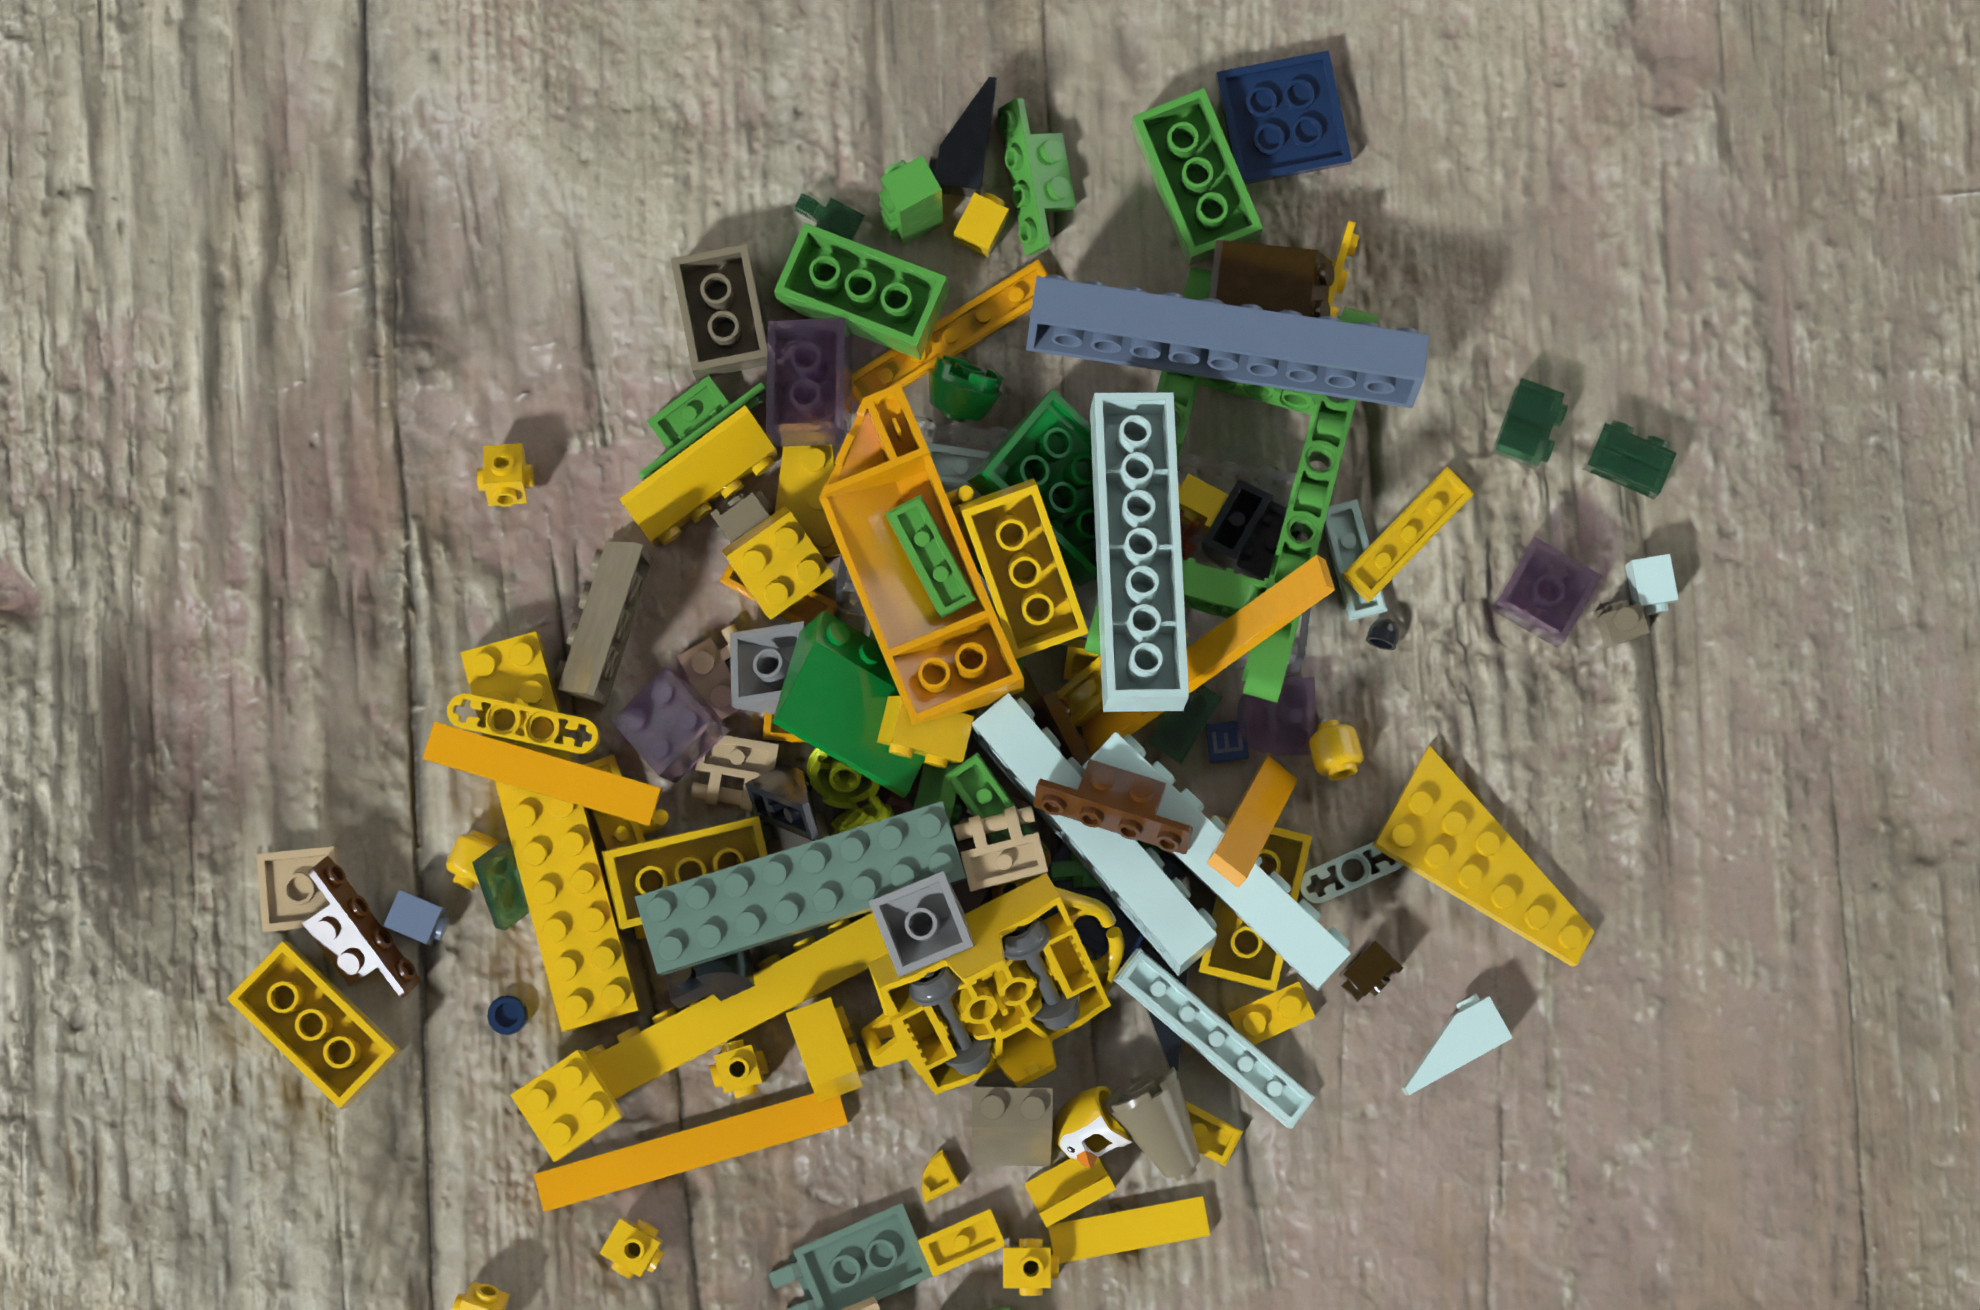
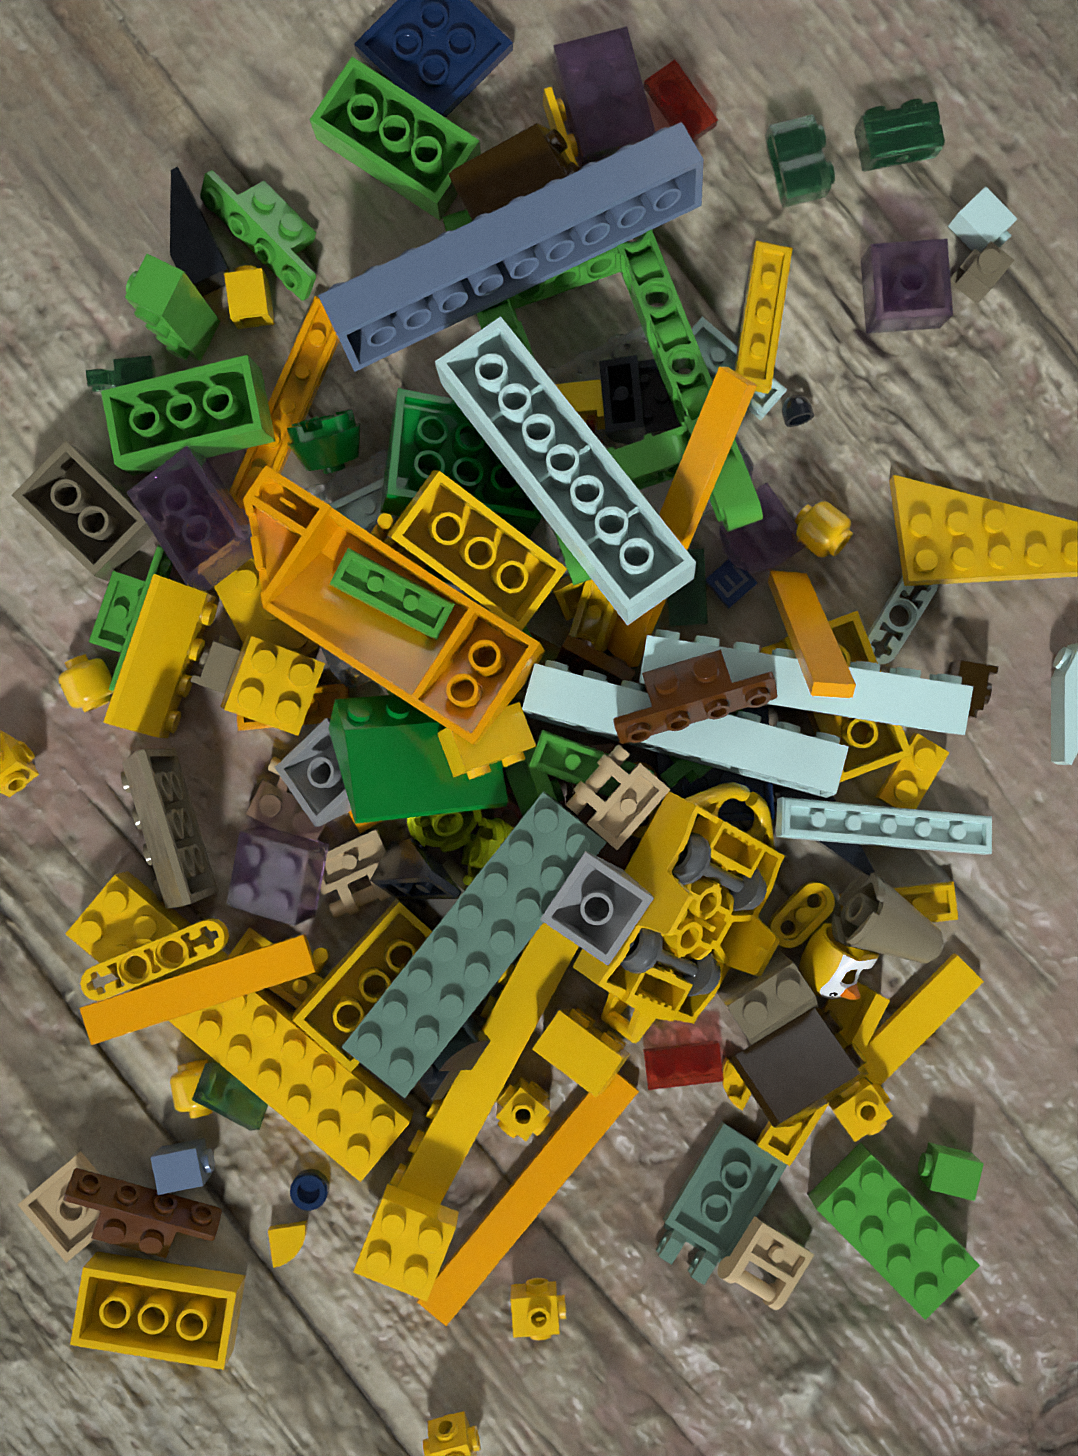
camera: 35 degrees left, 5 degrees up
(457, 1045) = (286, 1241): none -> yellow tile
(620, 454) = (86, 683): none -> yellow head
(901, 1127) = (683, 1065): none -> clear red plate
(999, 1190) = (800, 1067): none -> dark brown slope
(1092, 1068) = (804, 918): none -> yellow plate
(1396, 260) = (602, 93): none -> clear purple brick
(1461, 306) = (680, 100): none -> clear red plate

